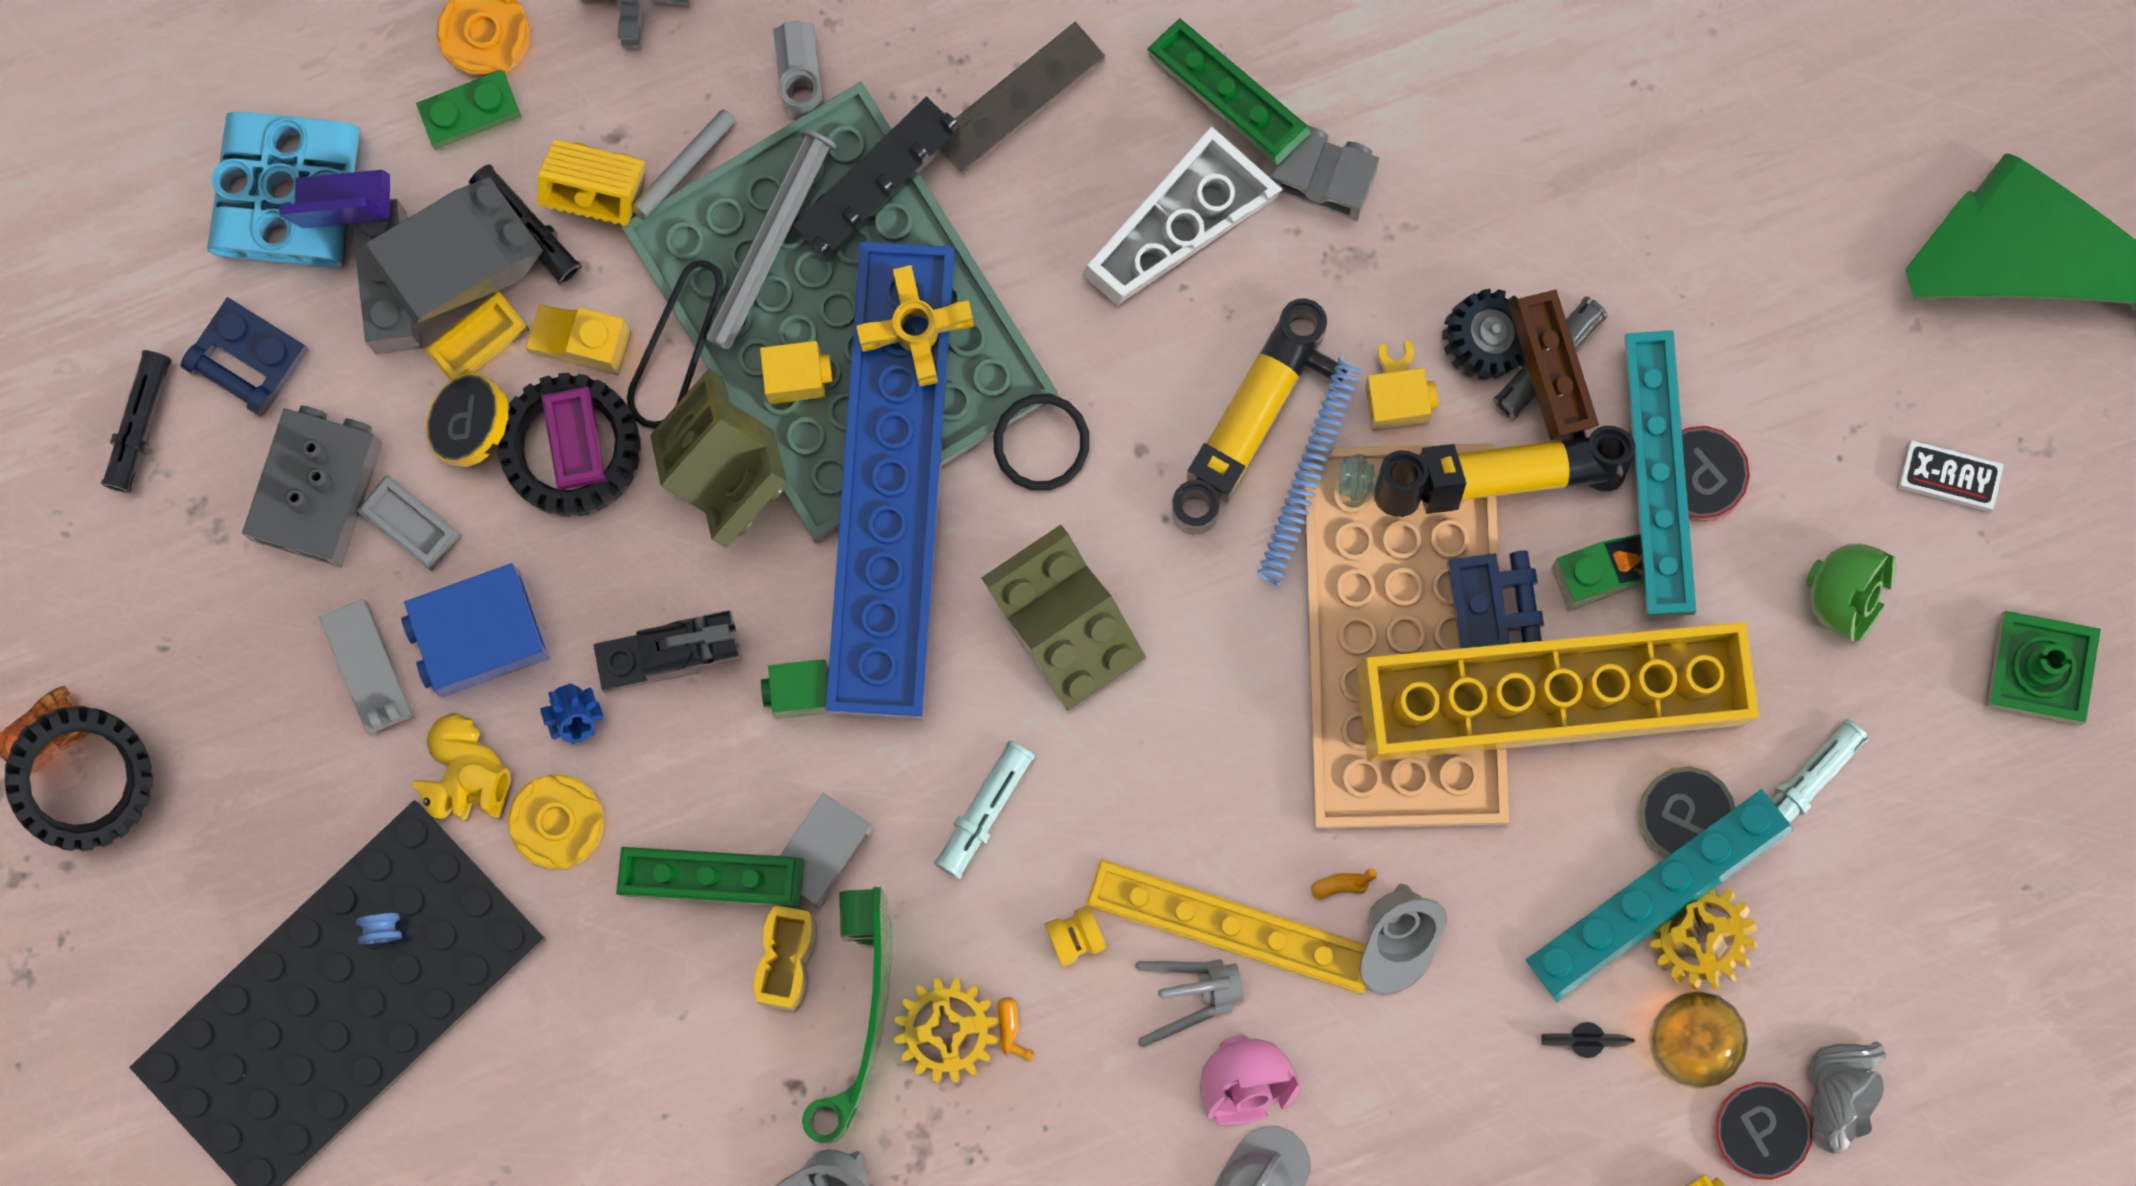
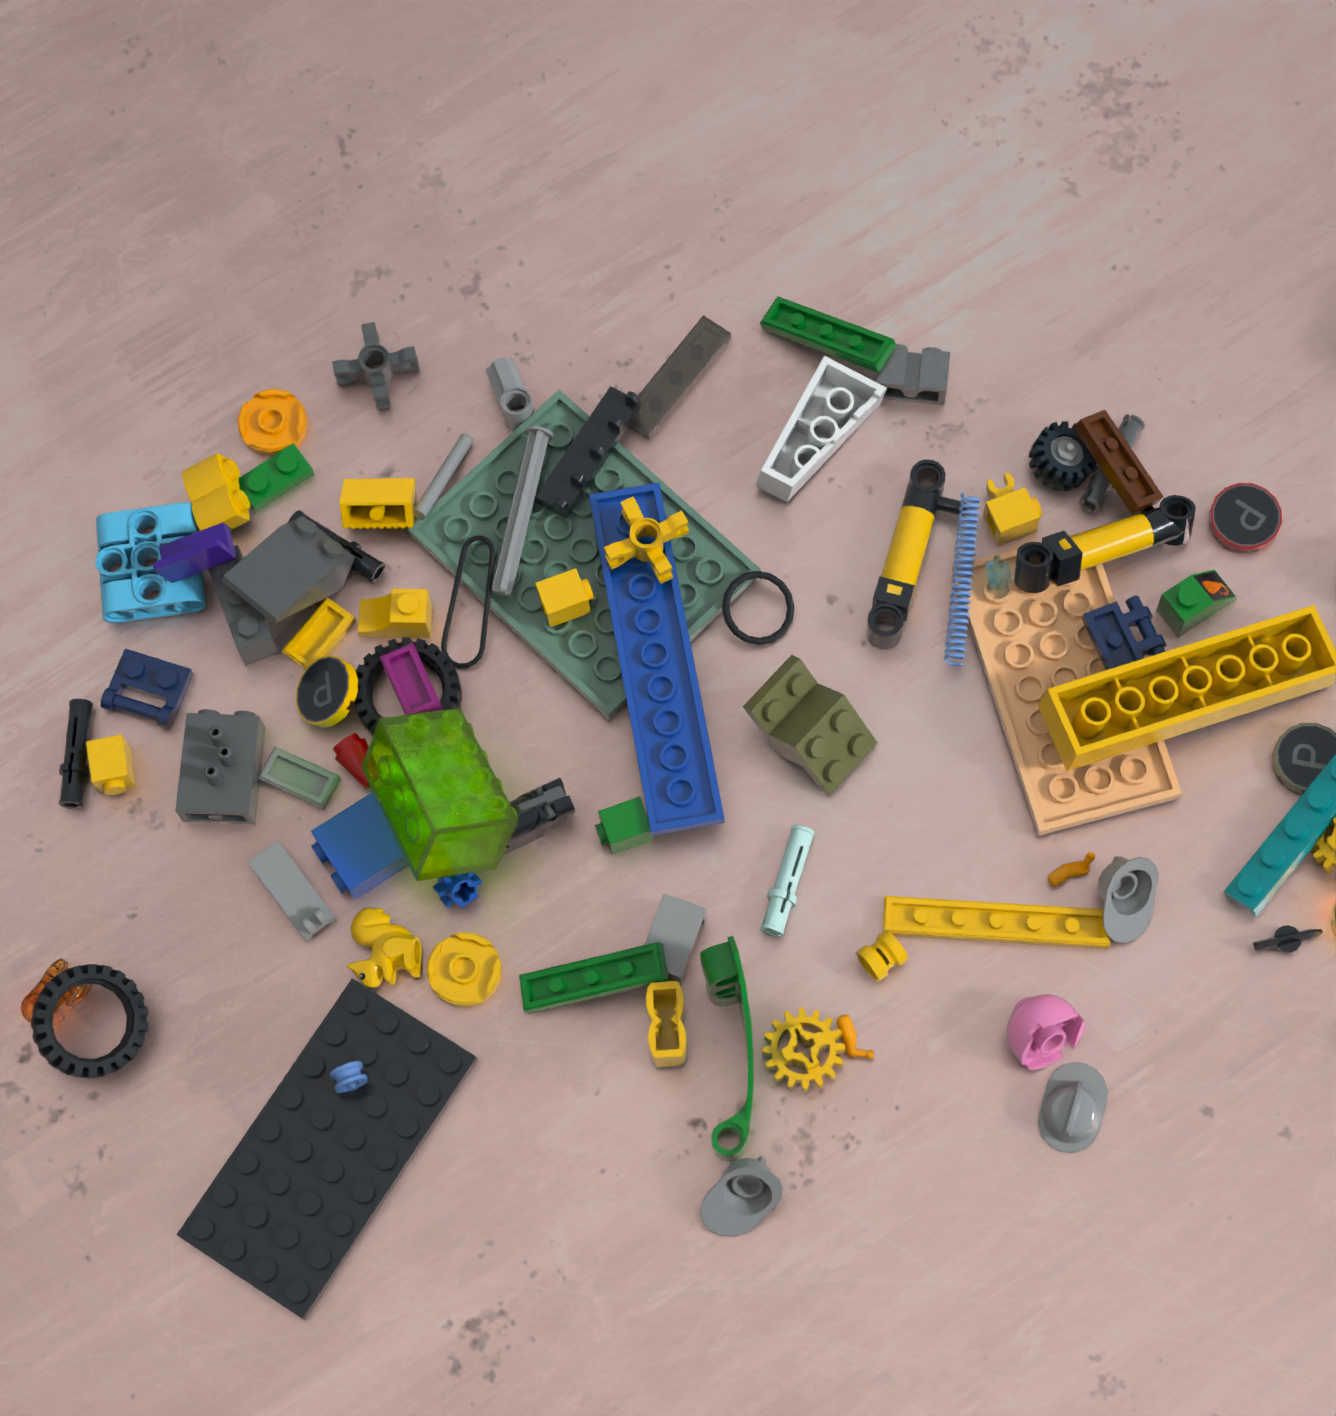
camera: 15 degrees left, 10 degrees down
(176, 448) = (111, 764): none -> yellow brick
(386, 119) = (216, 493): none -> yellow brick
(487, 519) = (351, 754): none -> red cone
(571, 600) = (439, 794): none -> clear neon green brick
(718, 459) = (523, 671): olive bracket -> none
(1220, 986) = (997, 965): light grey plant -> none
(1660, 474) = (1218, 522): teal plate -> none

